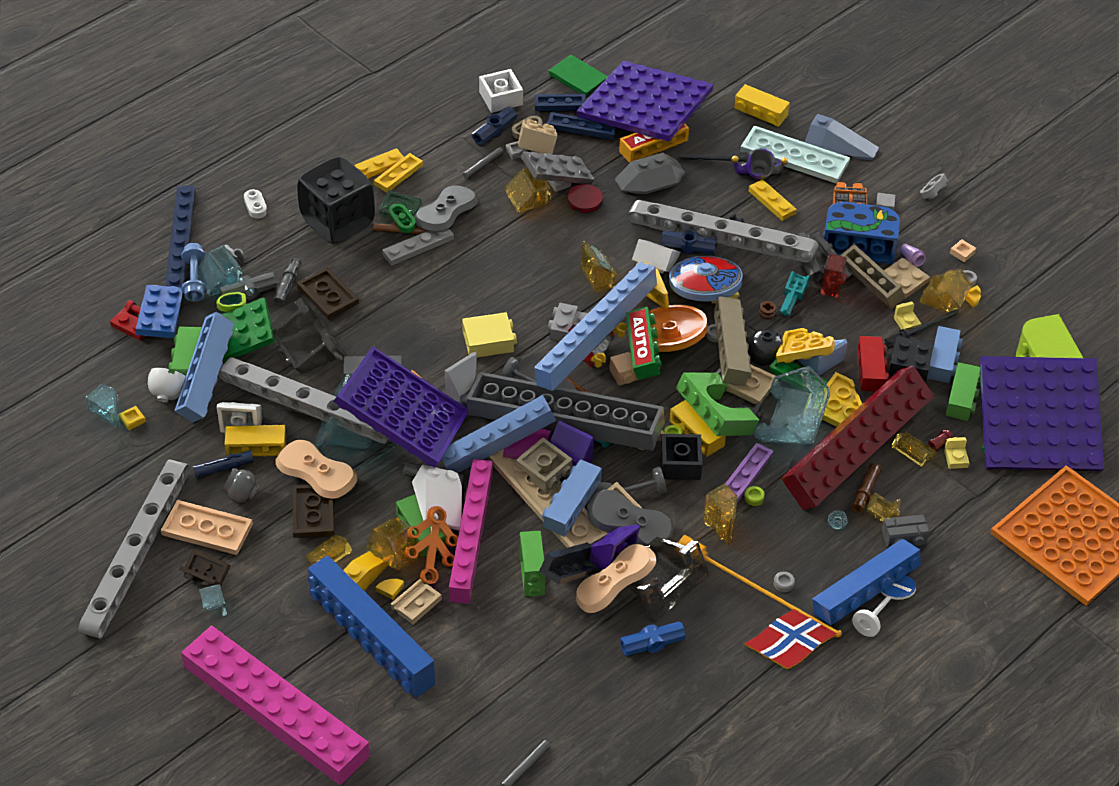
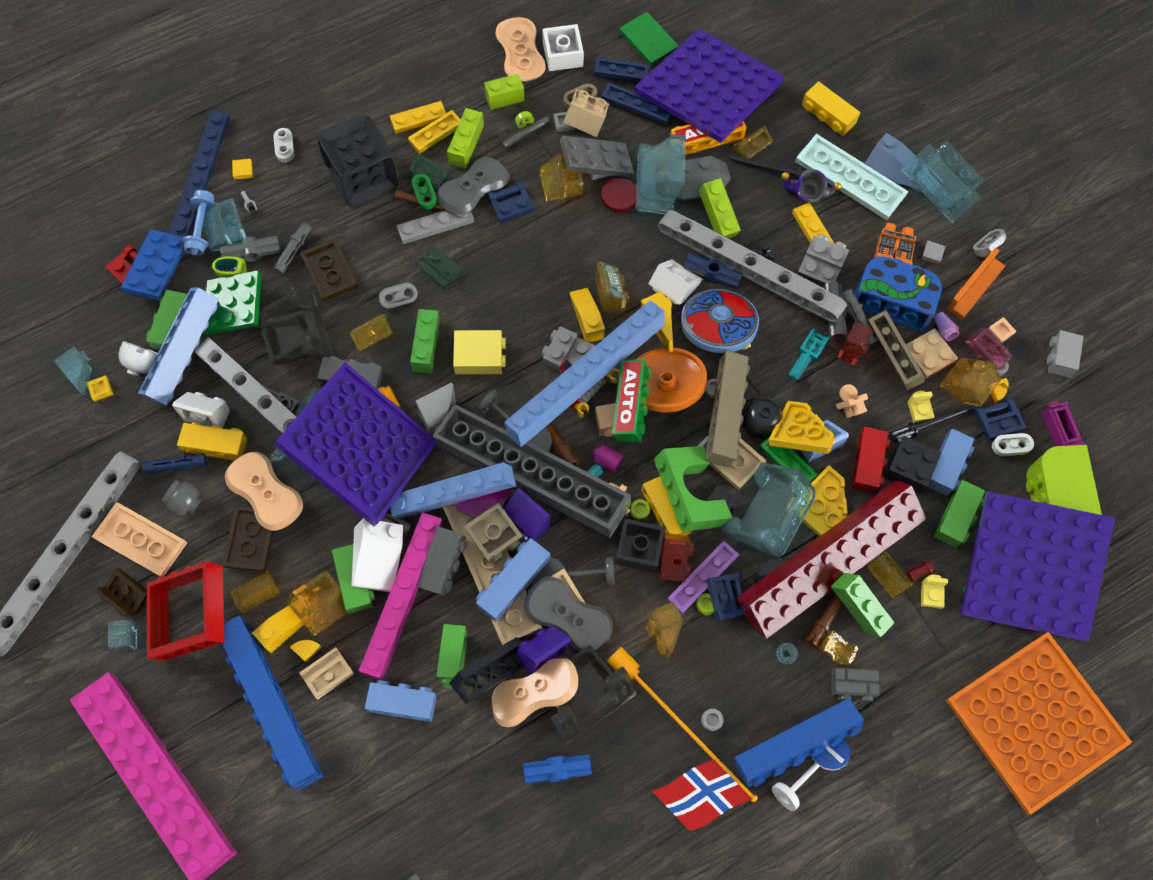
camera: 10 degrees right, 20 degrees up
(220, 227) = (242, 169): none -> yellow tile
(286, 587) = (158, 612): none -> red window
(382, 334) = (370, 332): none -> clear yellow slope
(399, 303) = (398, 296): none -> light grey plate
(429, 173) = (465, 138): none -> lime brick
(432, 277) = (439, 267): none -> clear green plate
(433, 542) = (355, 610): orange plant -> none
(436, 333) = (425, 341): none -> bright green brick
(454, 132) = (504, 91): none -> lime brick
(462, 102) = (518, 40): none -> light nougat plate
(479, 152) = (524, 120): none -> lime tile
(486, 222) = (512, 207): none -> dark blue plate
(493, 611) = (401, 701): none -> medium blue brick
(494, 125) = (546, 89): dark blue piece -> none
(501, 496) = (442, 561): none -> dark grey brick
(582, 292) = (588, 315): none -> yellow slope
(620, 173) = (660, 174): none -> clear light blue windscreen
(632, 394) = (607, 458): none -> magenta brick
(681, 190) = (719, 208): none -> lime brick
(698, 142) = (753, 143): none -> clear yellow slope
(716, 459) = (674, 557): none -> clear red brick
(767, 314) = (781, 367): reddish brown bush -> none
(770, 484) = (723, 597): none -> dark blue plate
(788, 215) = (823, 260): none -> light grey plate
(843, 321) = (852, 404): none -> light nougat hips
(879, 141) = (945, 179): none -> clear light blue windscreen
(895, 466) = (862, 604): none -> bright green brick
(930, 220) = (976, 285): none -> orange fence
(953, 259) = (988, 347): none -> clear pink slope
(982, 320) = (1002, 424): none -> dark blue plate
(996, 333) = (1011, 444): none -> white plate
(1024, 259) = (1065, 353): none -> light grey brick
(1032, 307) = (1056, 428): none -> magenta window

